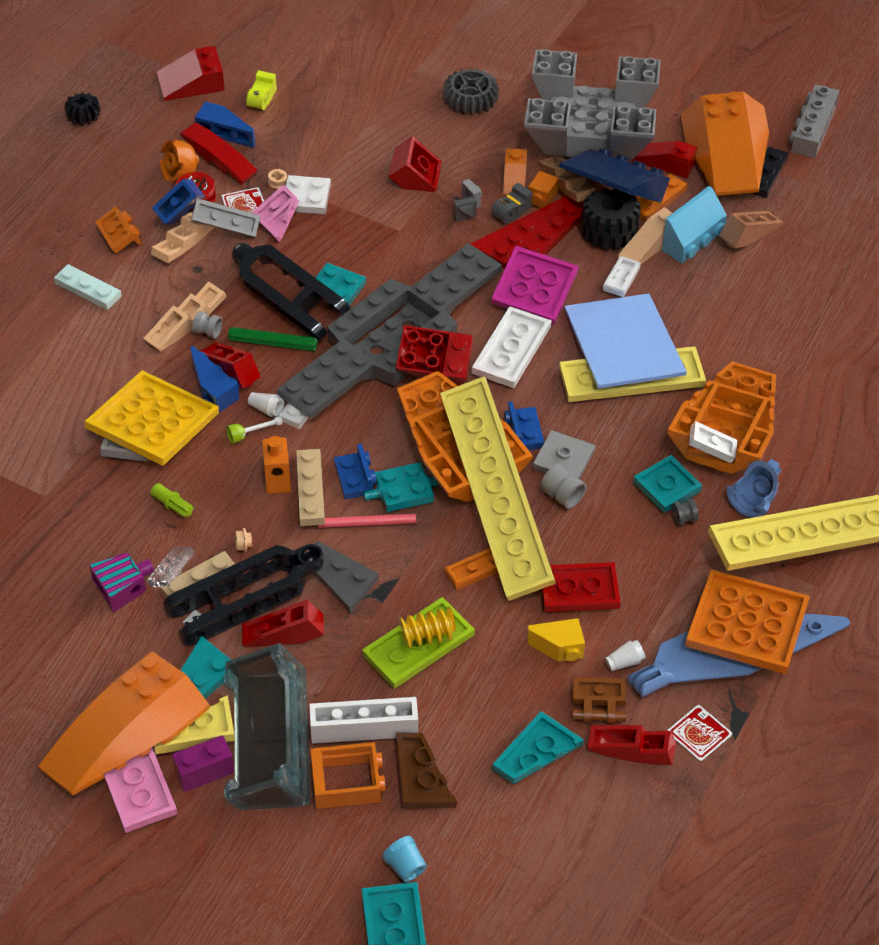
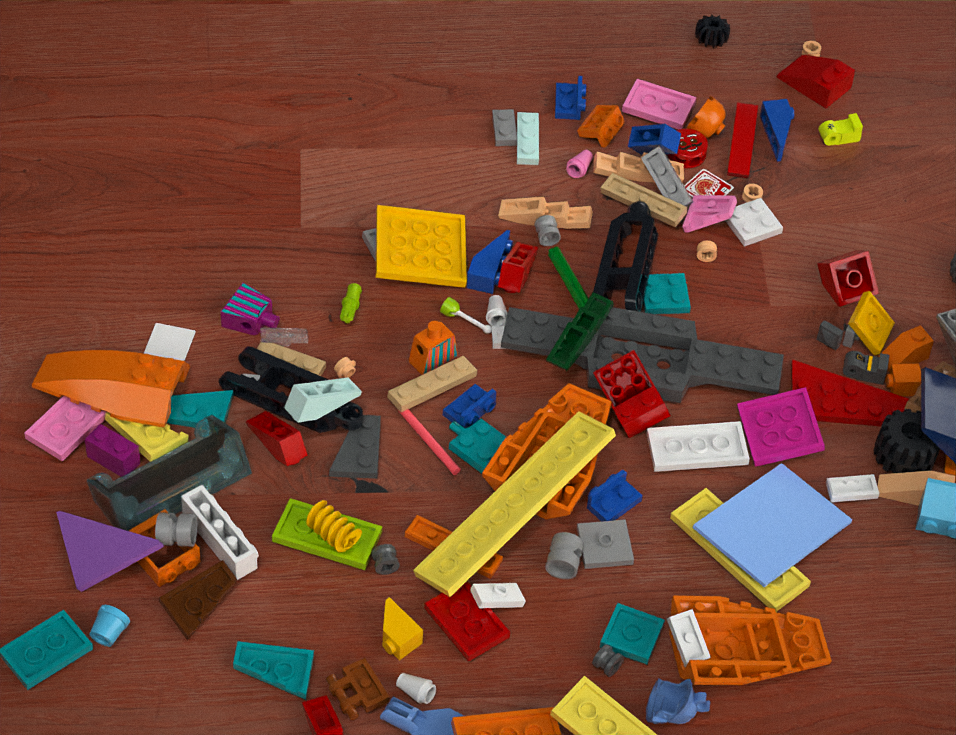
camera: 55 degrees right, 0 degrees up
(61, 296) = (504, 127): none -> light grey plate
(71, 236) = (569, 100): none -> blue bracket
(99, 661) = (169, 341): none -> white sticker
(131, 183) = (659, 104): none -> bright pink plate
(151, 267) = (579, 164): none -> bright pink cone
(157, 62) = (811, 45): none -> light nougat bush
(221, 247) = (629, 192): none -> tan plate
(286, 565) = (319, 398): none -> light aqua slope
(316, 236) = (706, 251): none -> light nougat bush
(316, 826) = (100, 549): none -> medium lavender tile
(351, 352) = (580, 331): none -> dark green slope
(353, 743) = (176, 529): none -> light grey wheel
(476, 176) = (871, 323): none -> yellow tile
(477, 612) = (385, 559): none -> dark grey wheel
(572, 552) = (497, 595): none -> white plate

